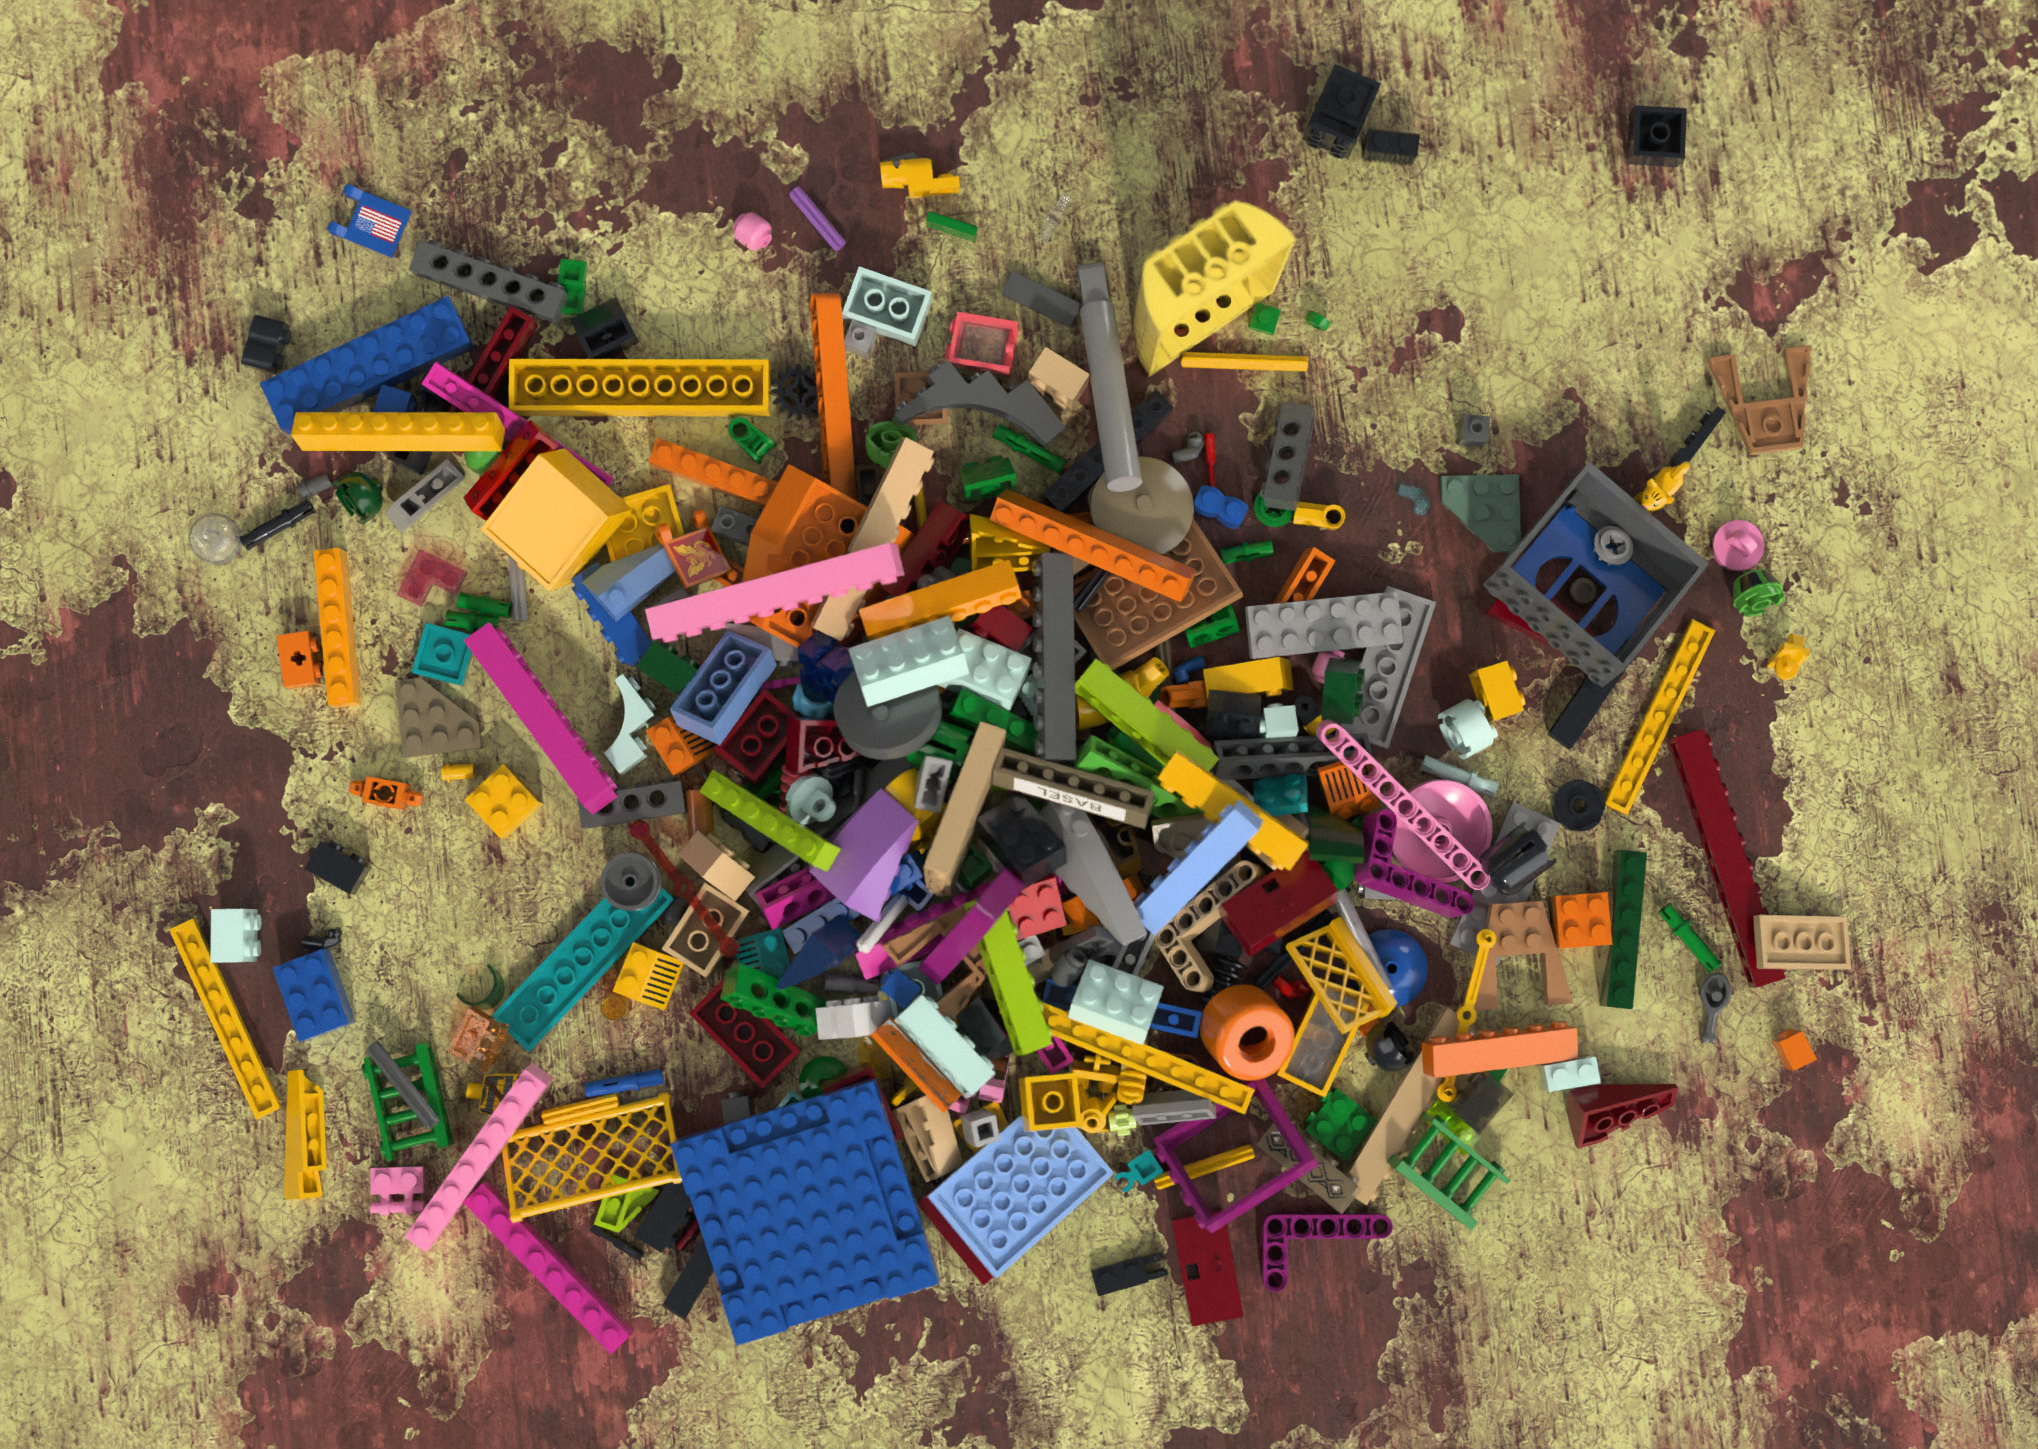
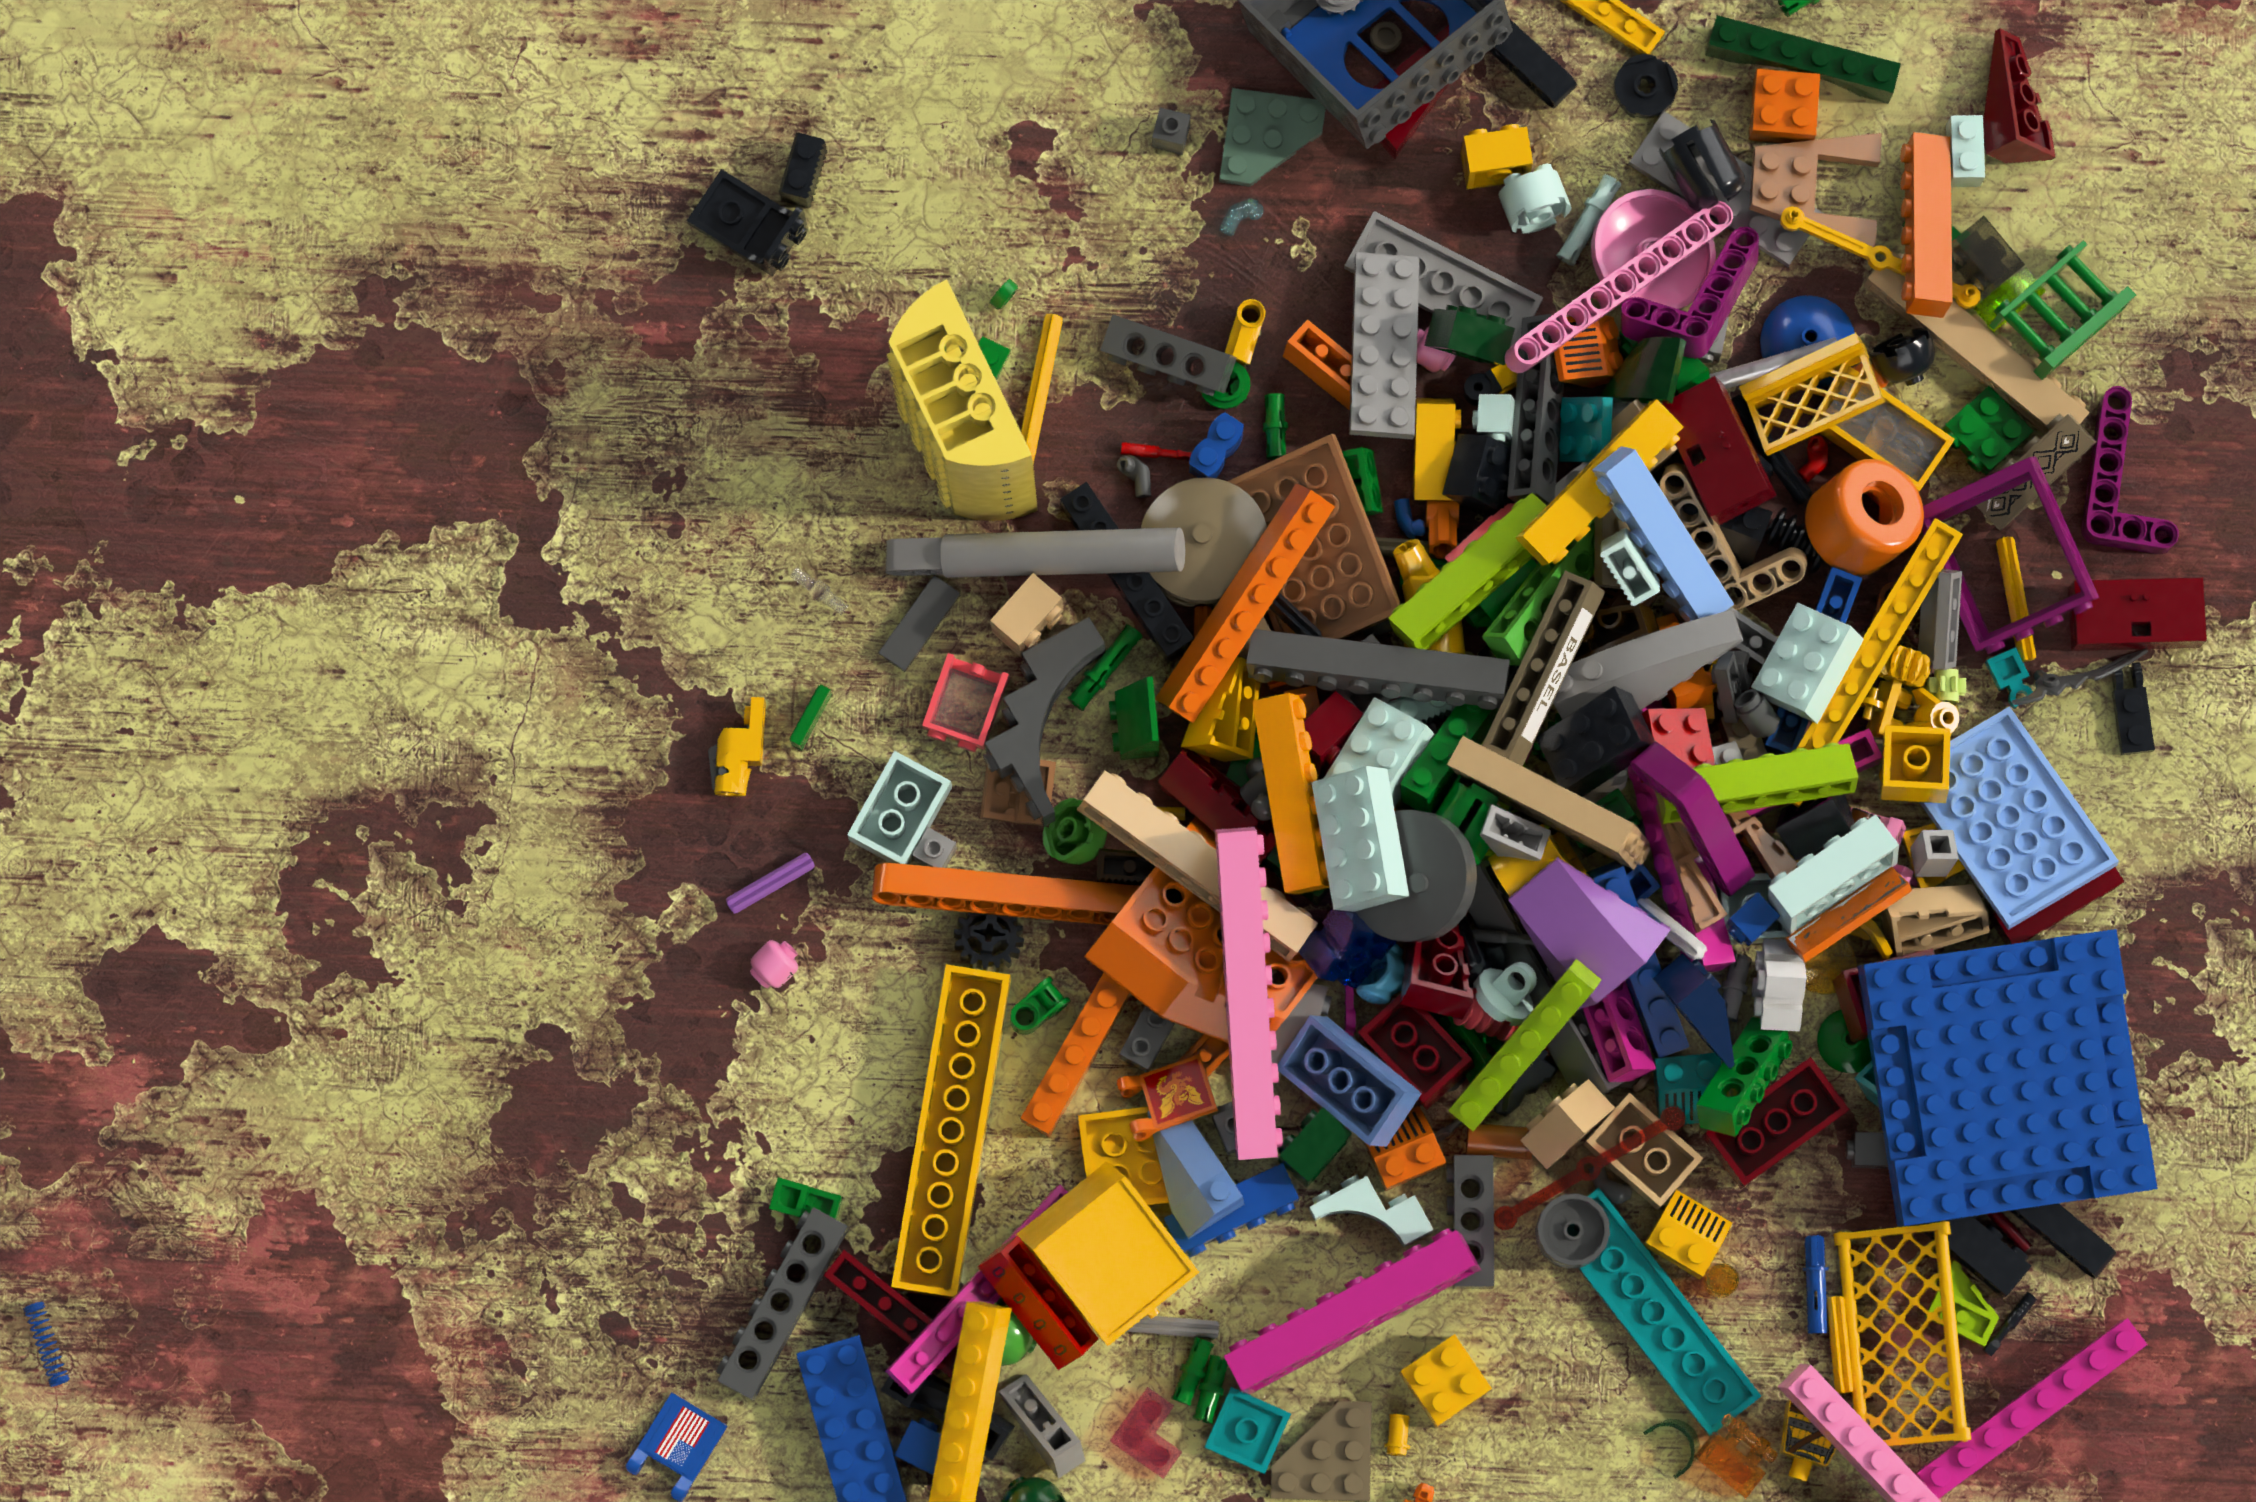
camera: 75 degrees left, 5 degrees down
(604, 330) = (868, 1167): black slope -> none
(1136, 1206) = (2054, 685): none -> dark grey piece
(1167, 844) = (1629, 567): none -> light aqua brick

